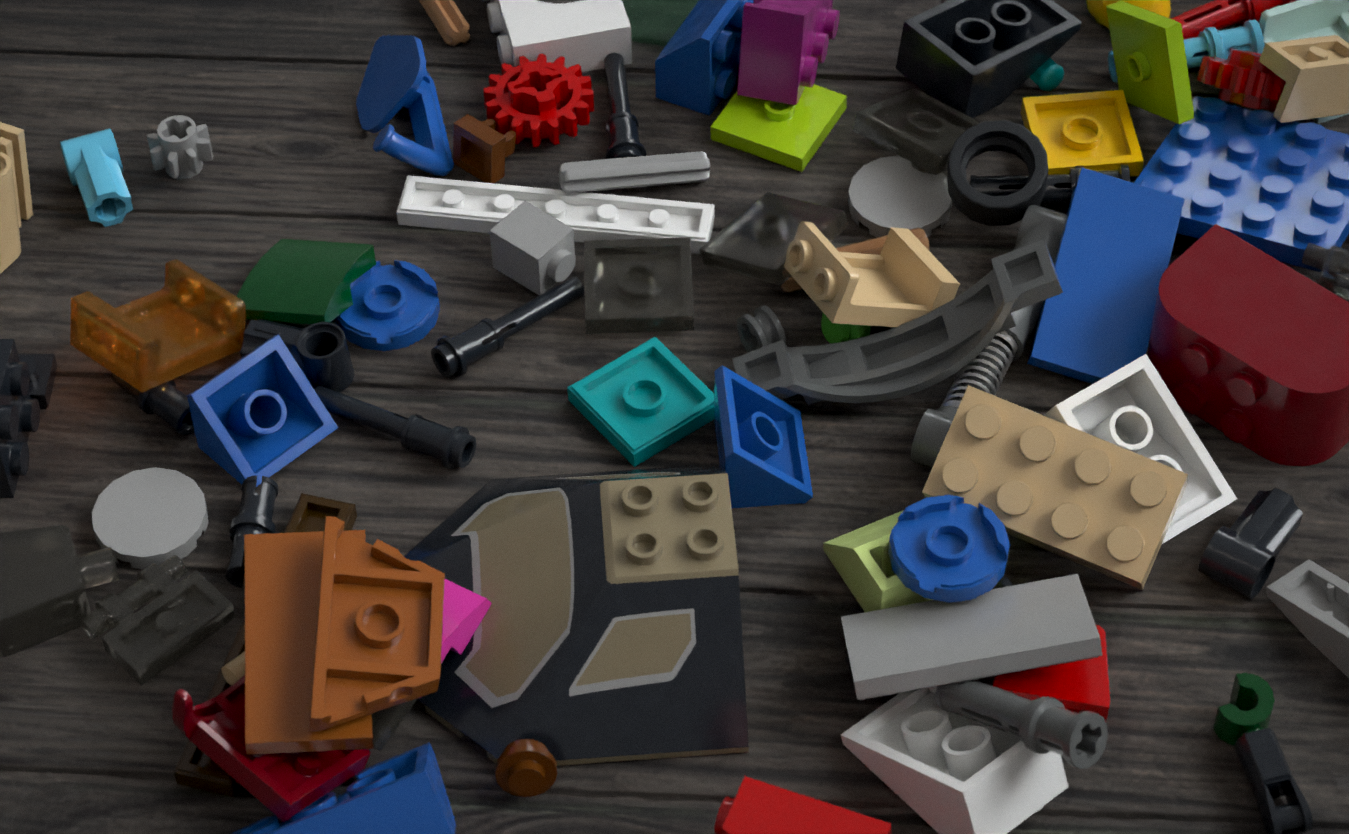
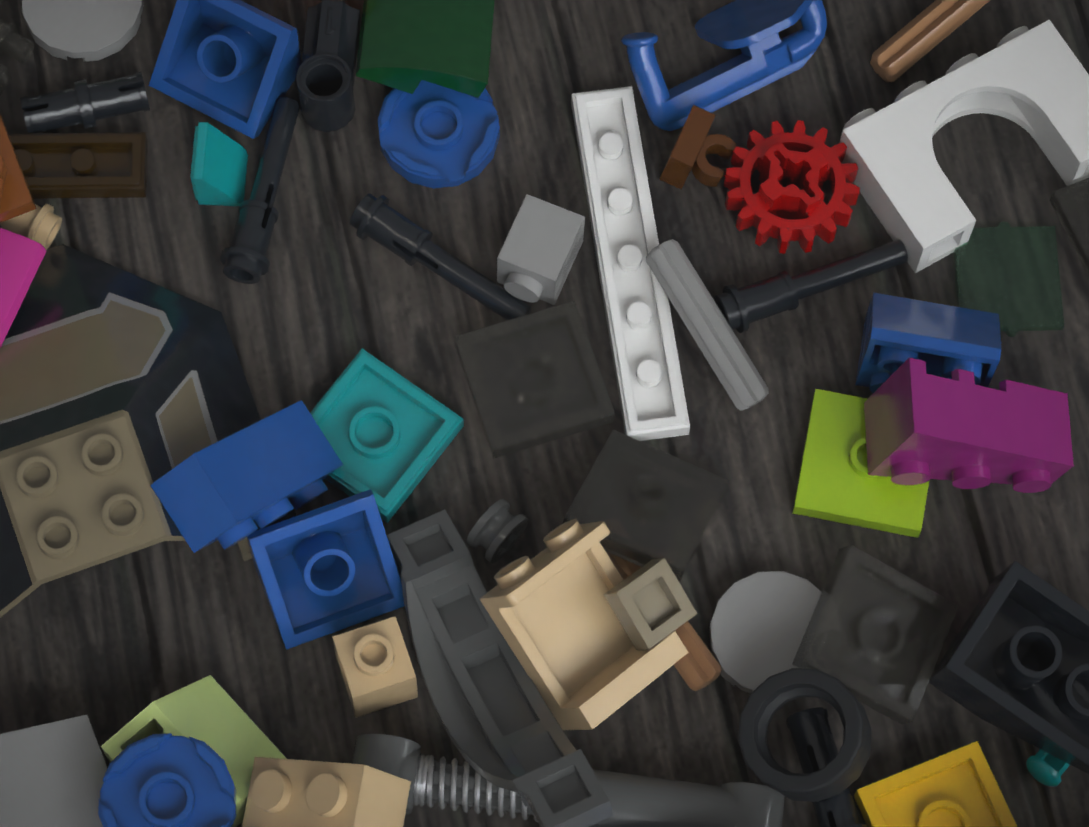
camera: 70 degrees right, 20 degrees up
(357, 454) = (217, 167): none -> teal slope
(678, 442) = (248, 479): none -> blue brick
(855, 426) = (375, 666): none -> tan brick
(865, 235) = (650, 604): none -> dark tan plate

